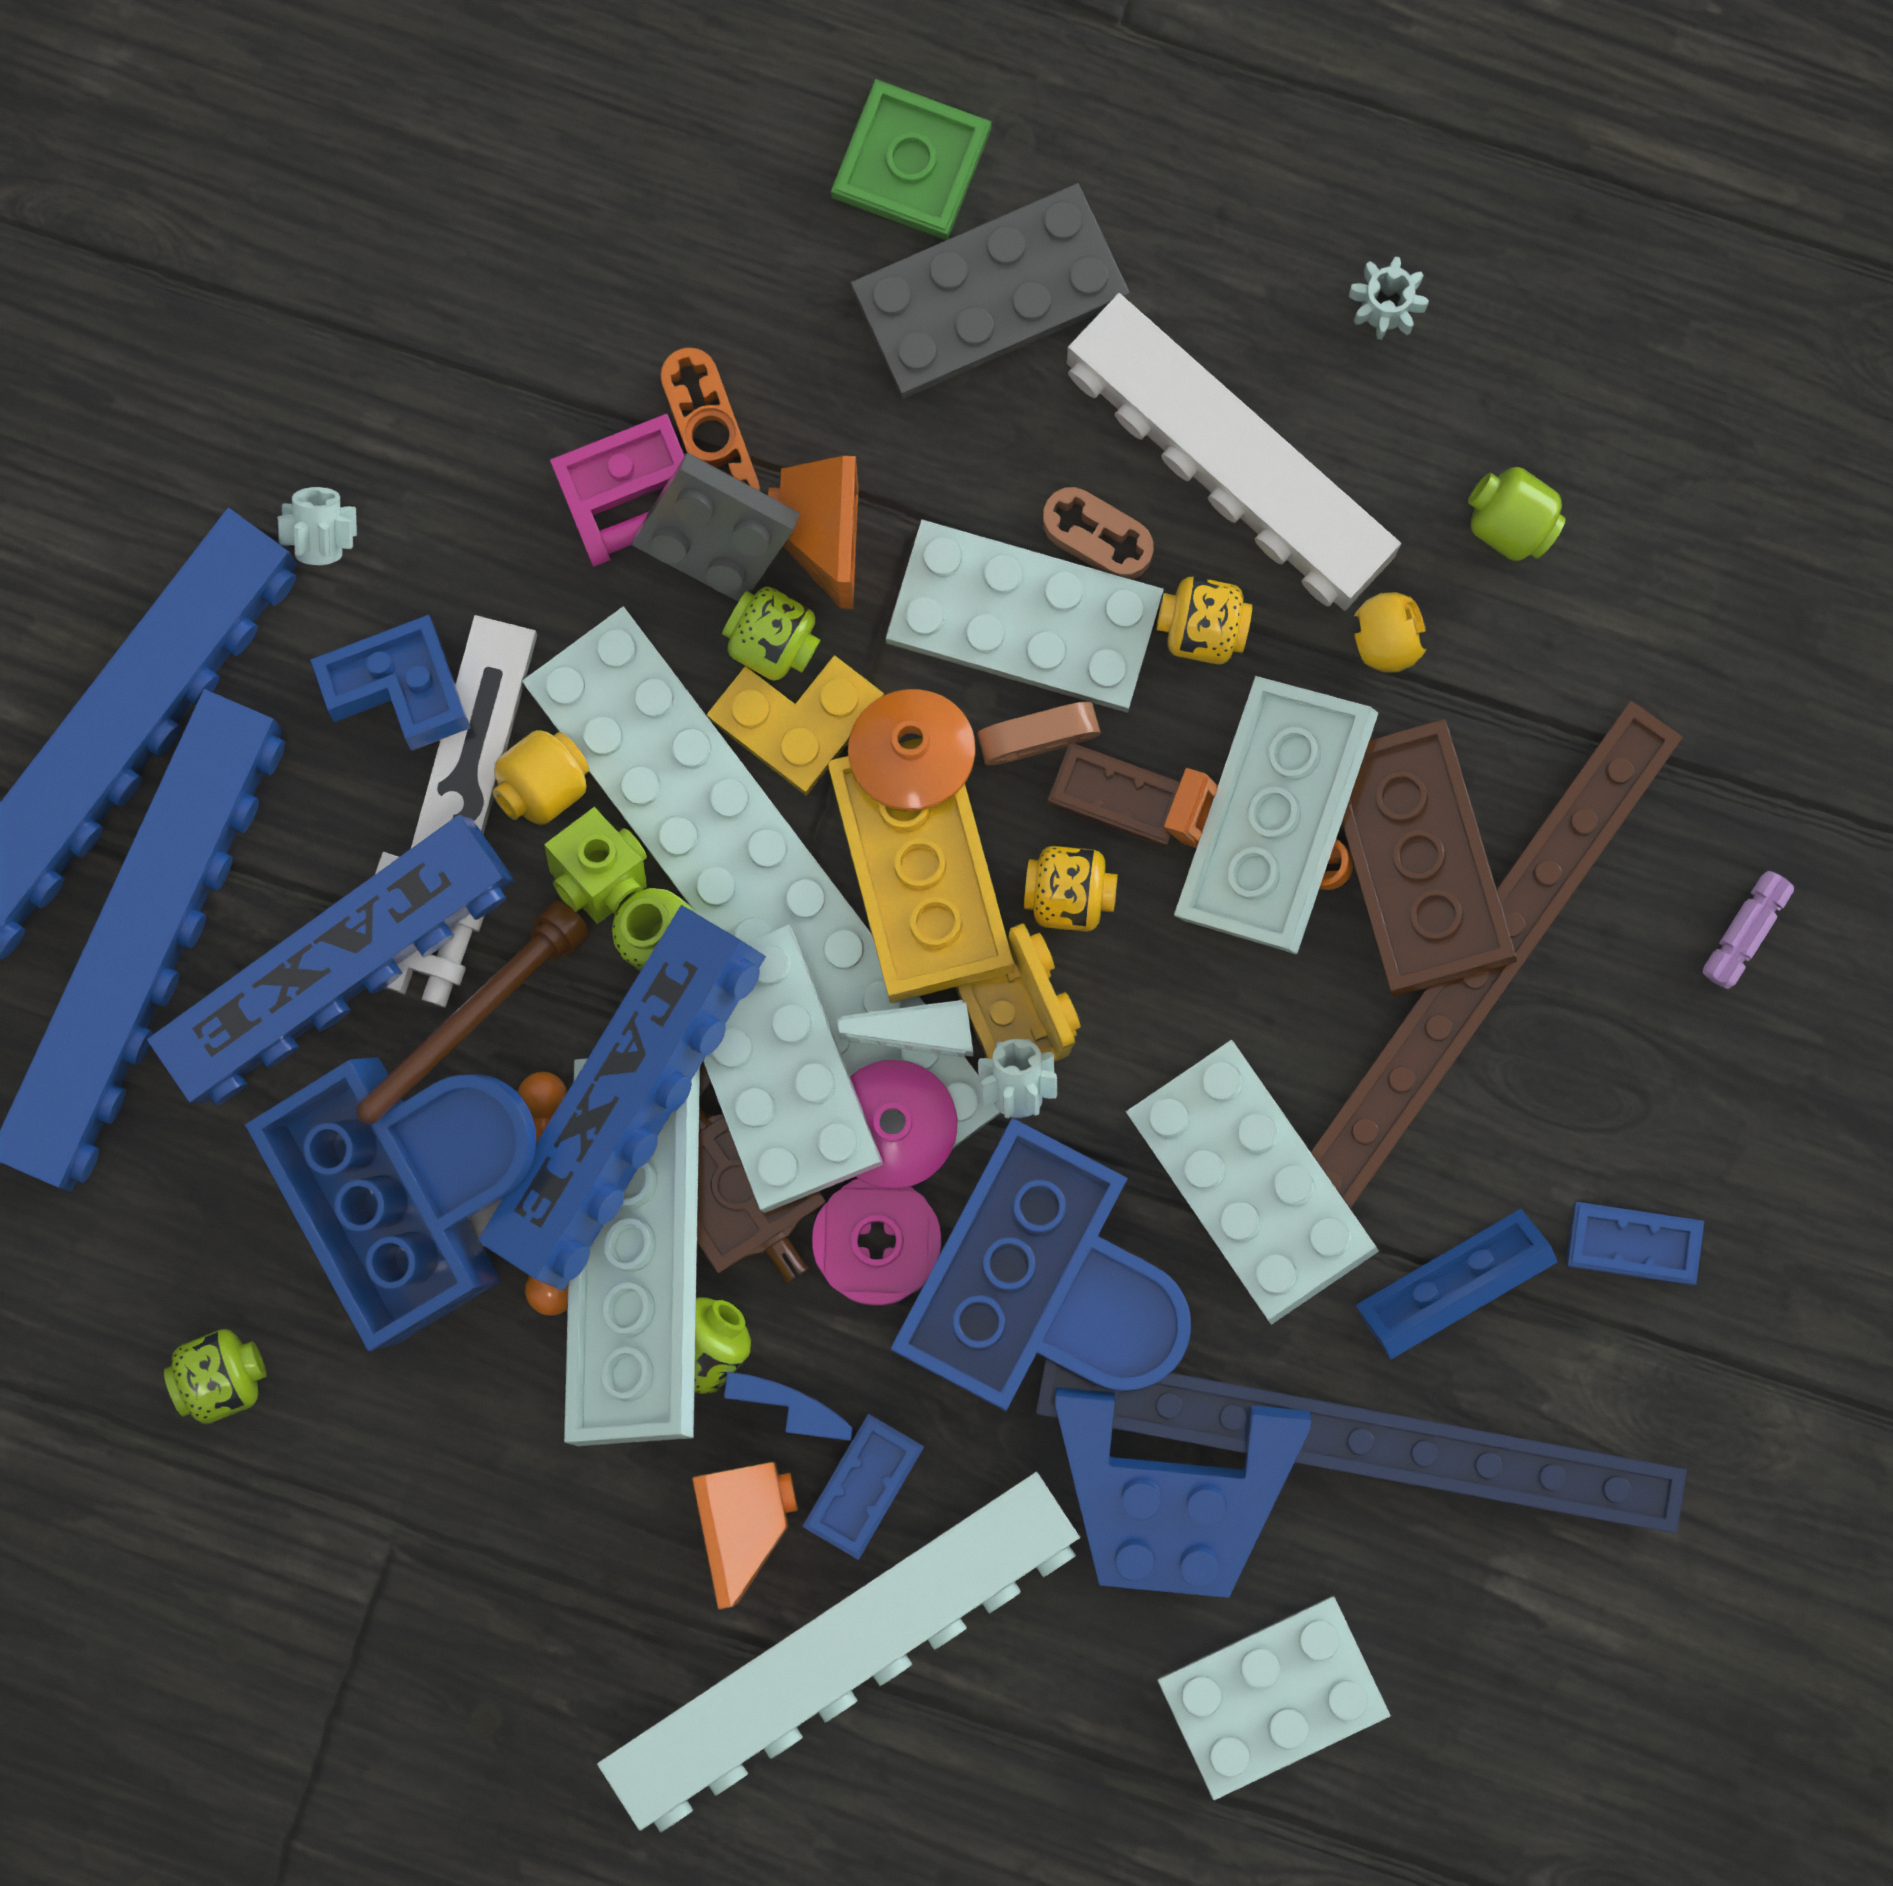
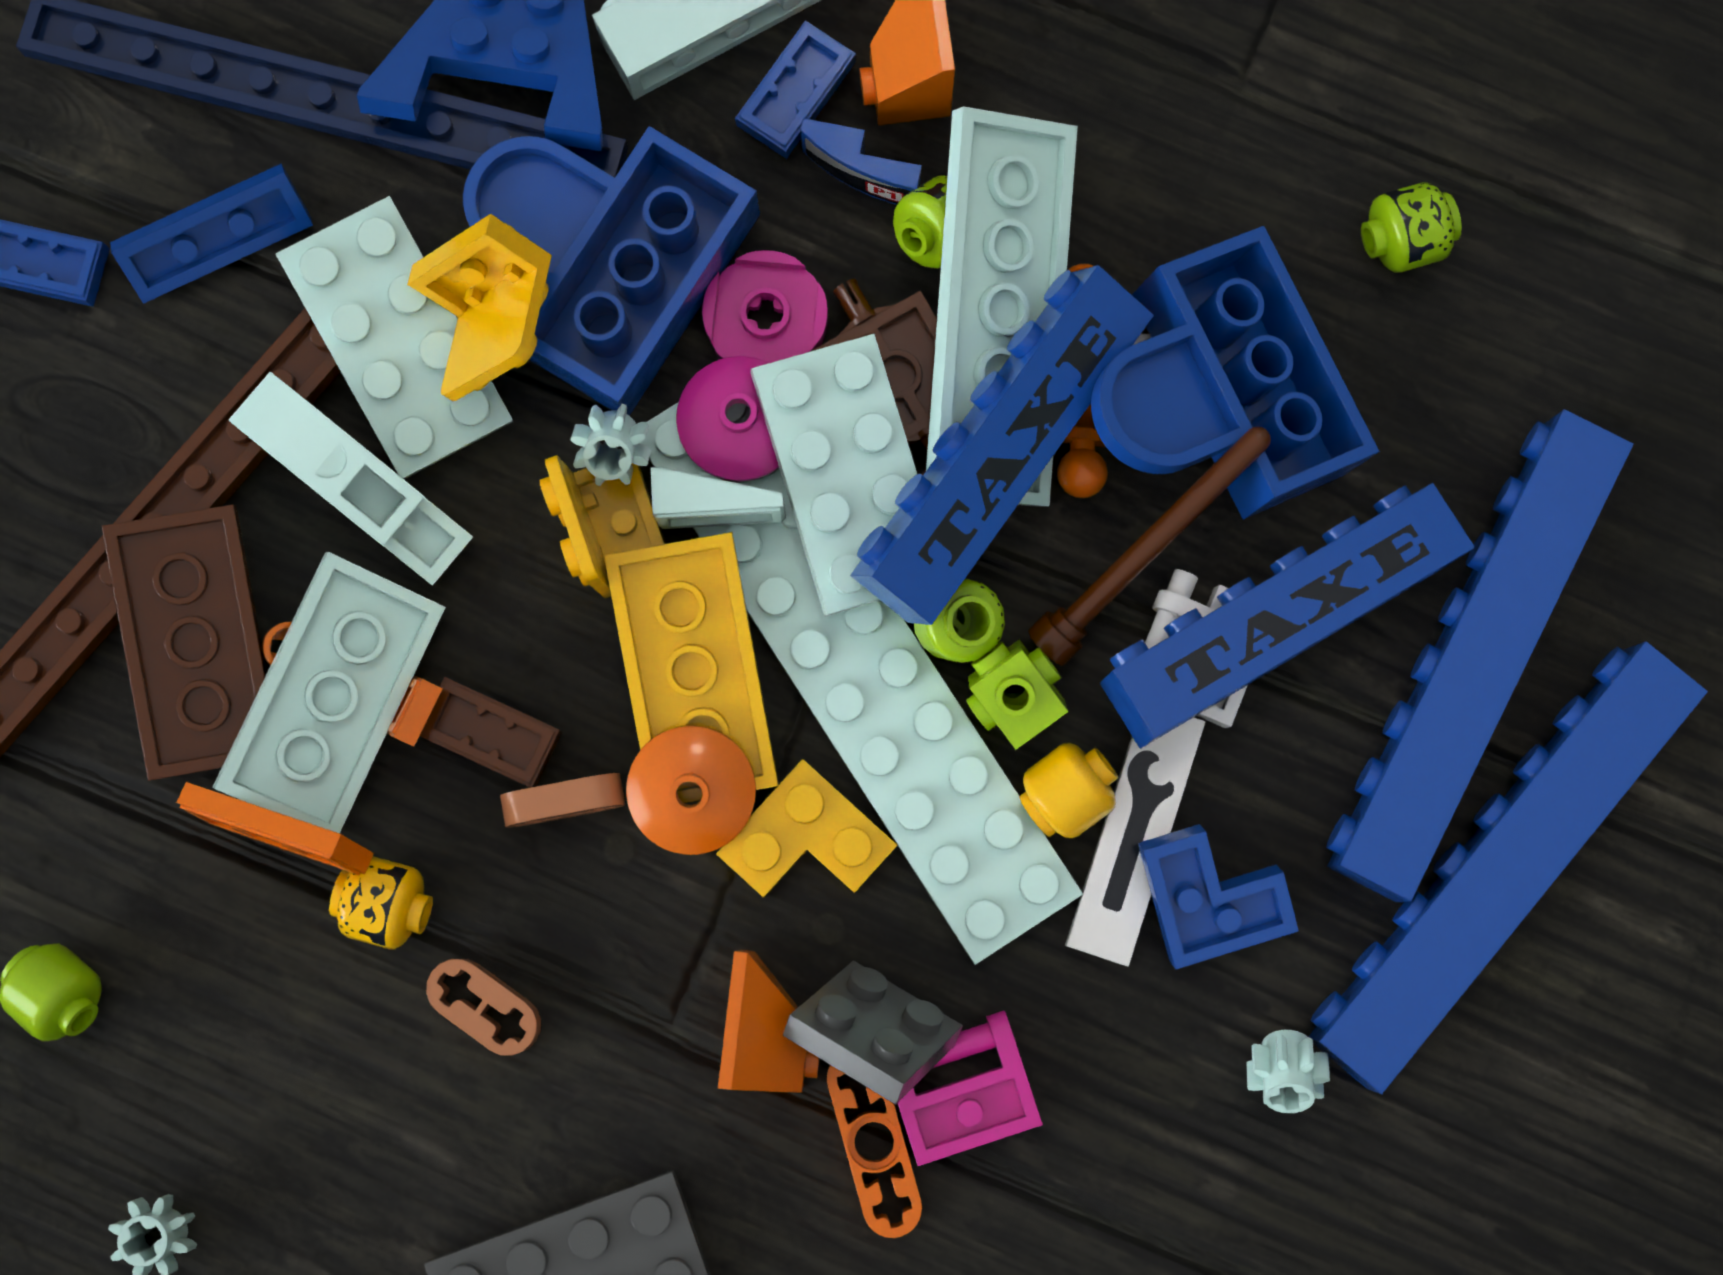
camera: 175 degrees left, 0 degrees up
(771, 633) = (824, 921): lime head -> none
(1024, 616) = (566, 927): light aqua plate -> none
(1069, 888) = (545, 638): yellow head -> none
(1144, 1196) = (496, 290): none -> yellow bracket
(1230, 453) = (335, 1079): white brick -> none
(1281, 1031) = (350, 478): none -> light aqua slope
(1311, 676) = (275, 829): none -> orange tile
(1390, 632) = (194, 876): yellow piece -> none

